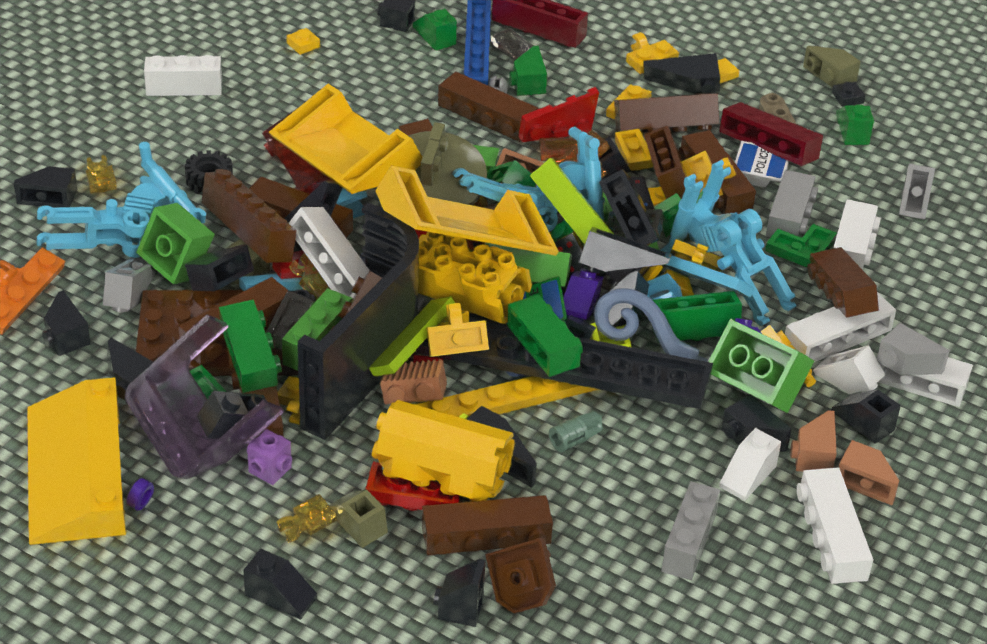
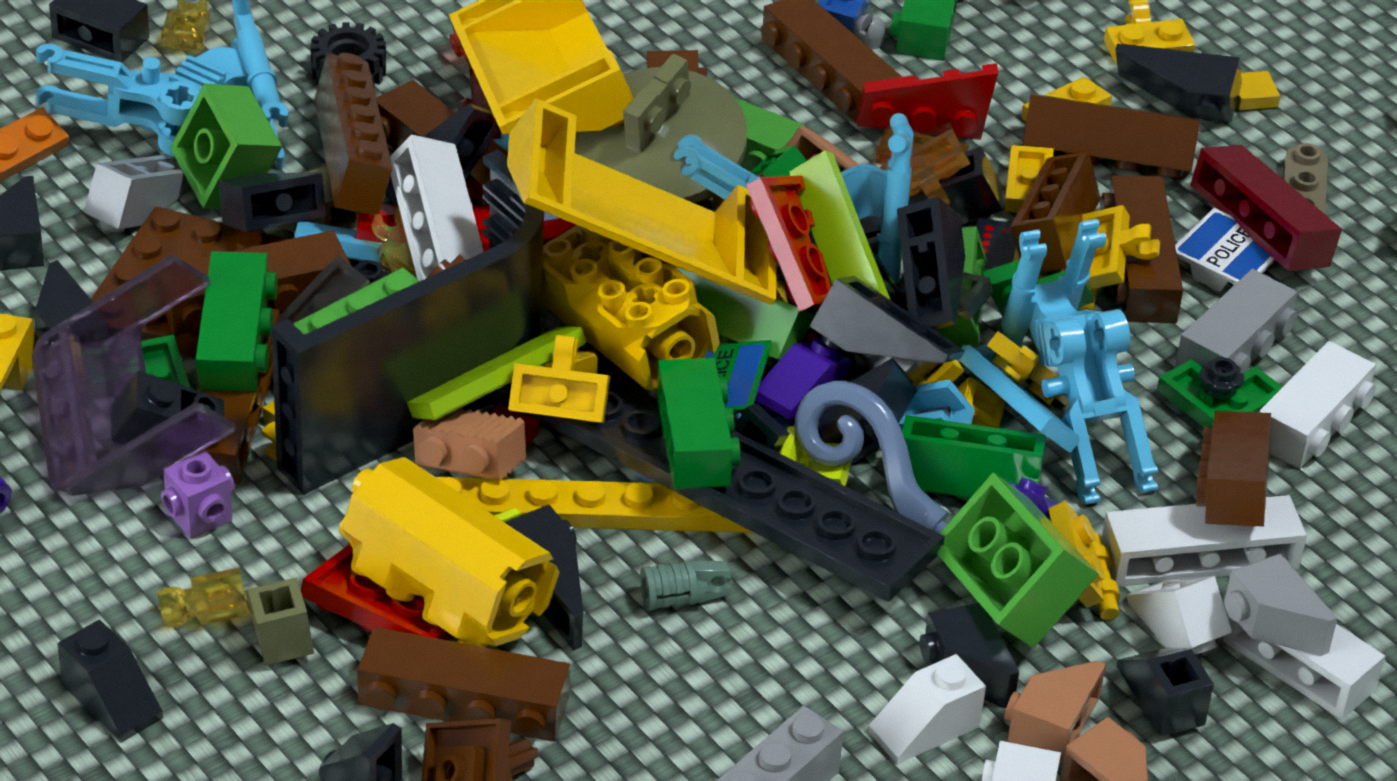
camera: 20 degrees right, 0 degrees up
(546, 205) = (788, 226): none -> red wing
(801, 234) = (1221, 378): none -> black plate

